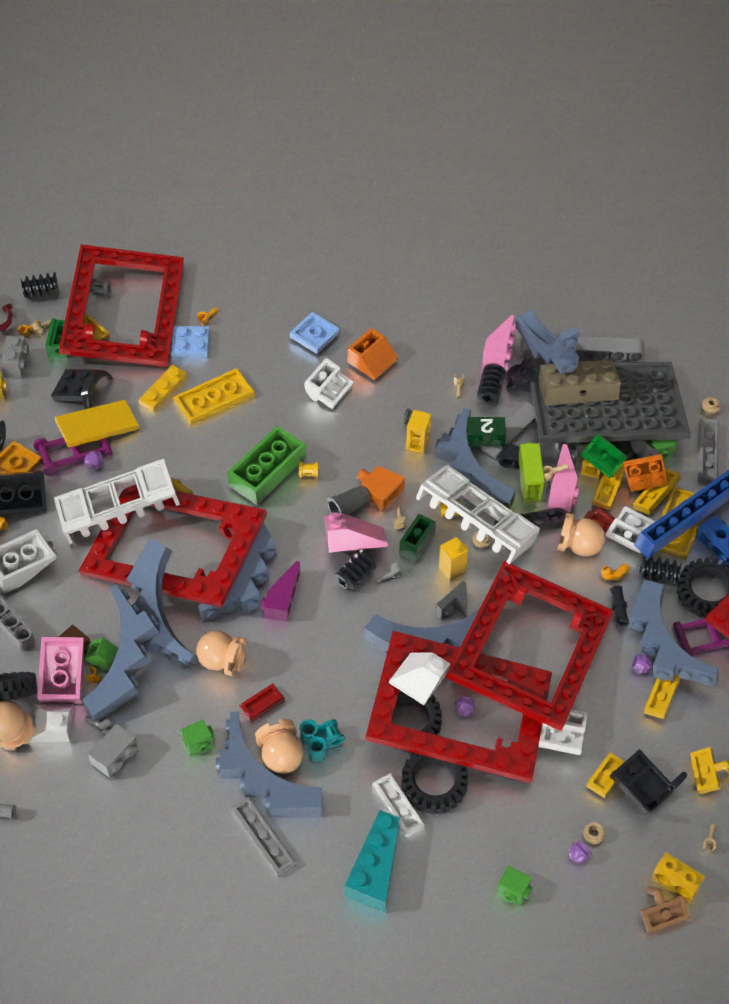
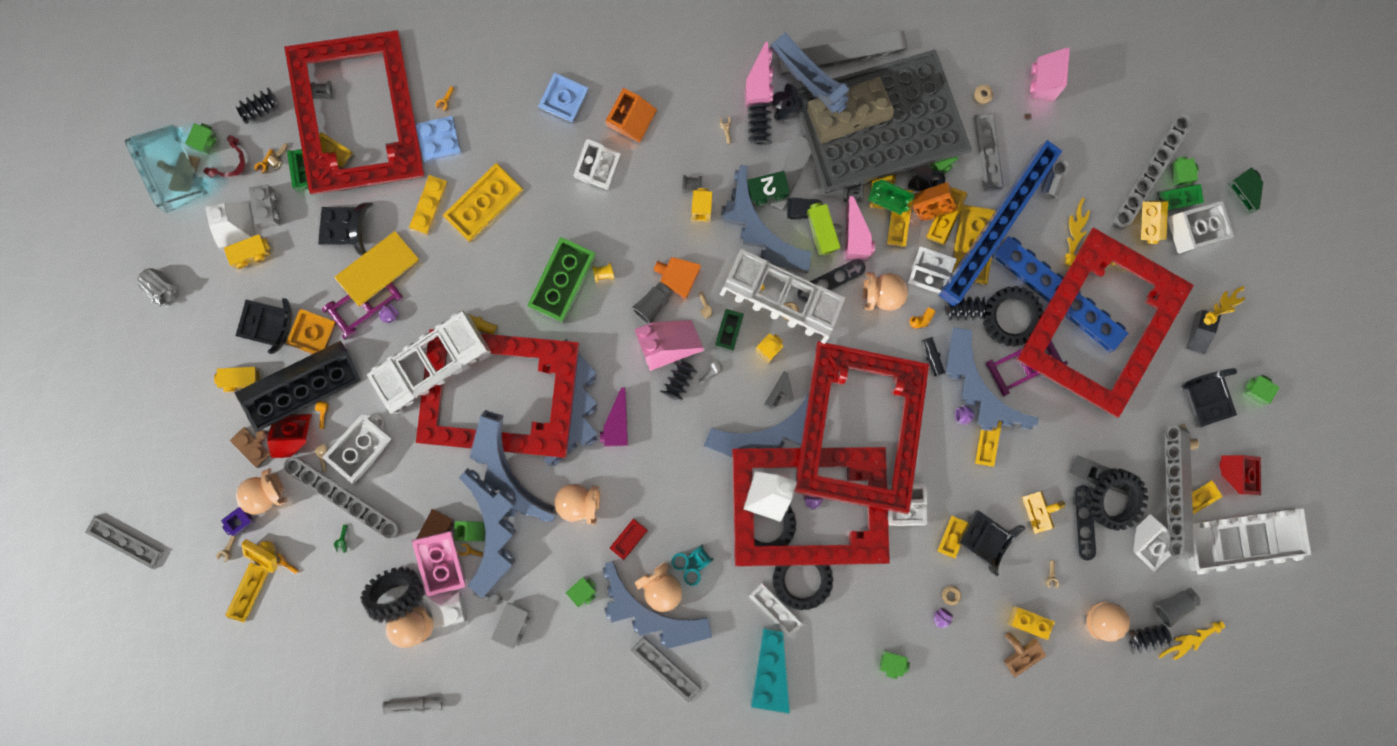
camera: 15 degrees left, 30 degrees up
(549, 472) = (847, 232): tan hand -> none
(603, 518) = (900, 262): clear red bracket -> none

